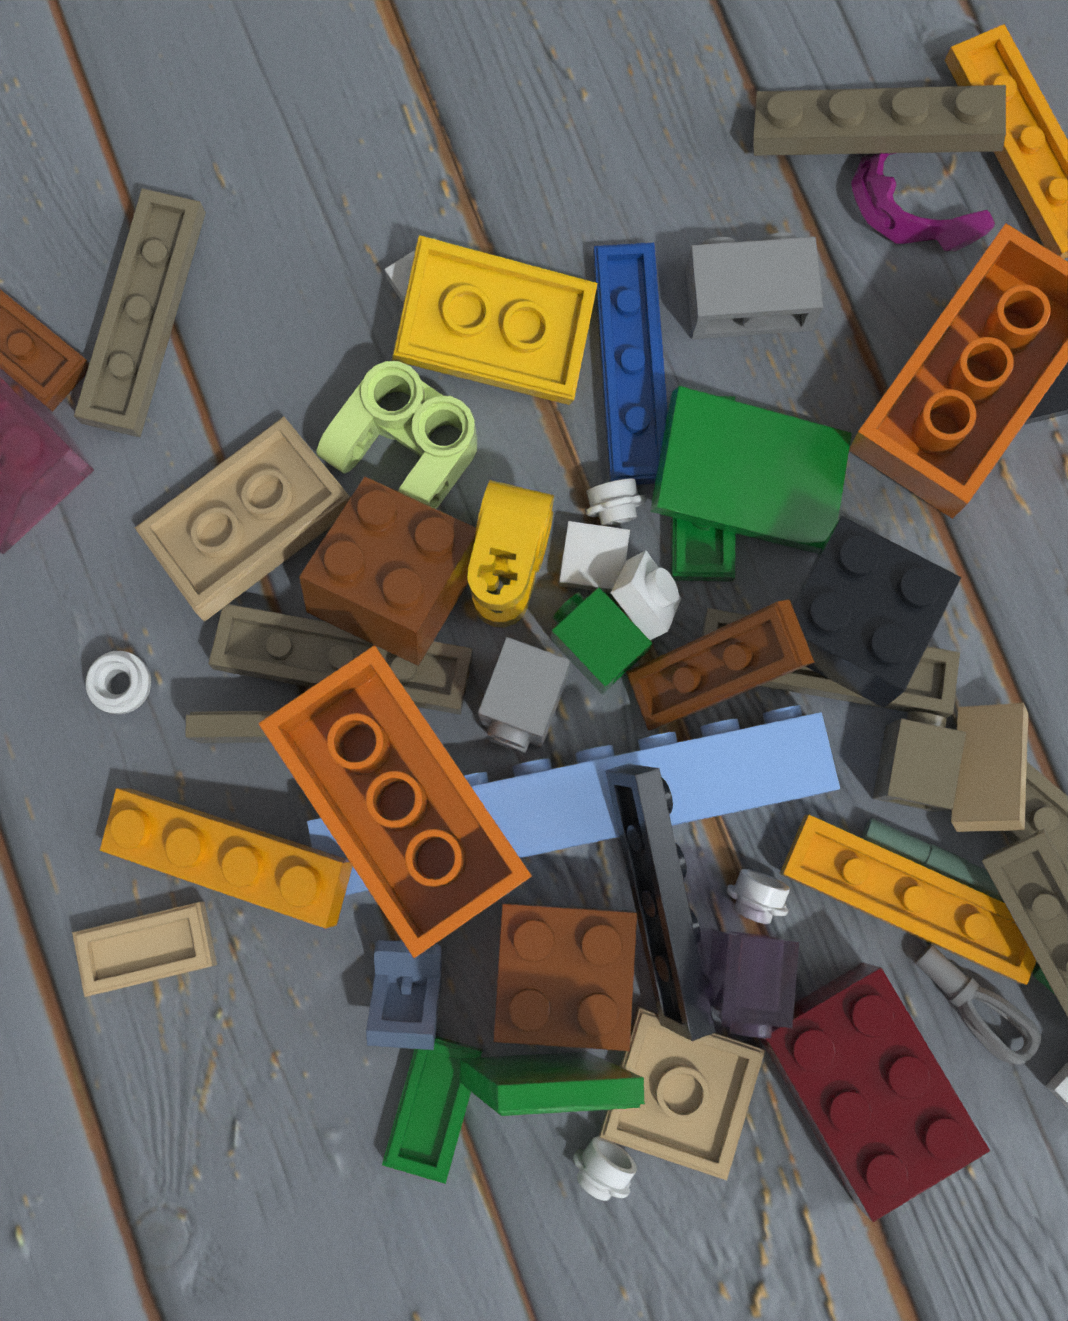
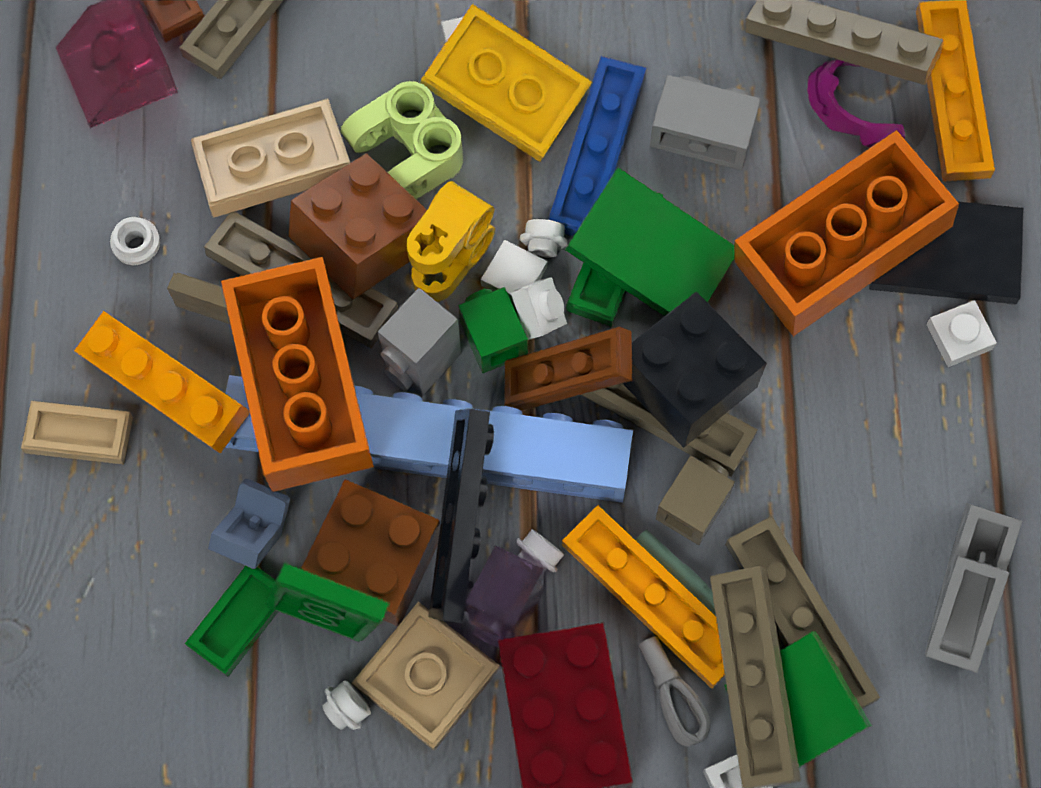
camera: 20 degrees right, 10 degrees down
(992, 768) = (746, 517): tan tile -> none

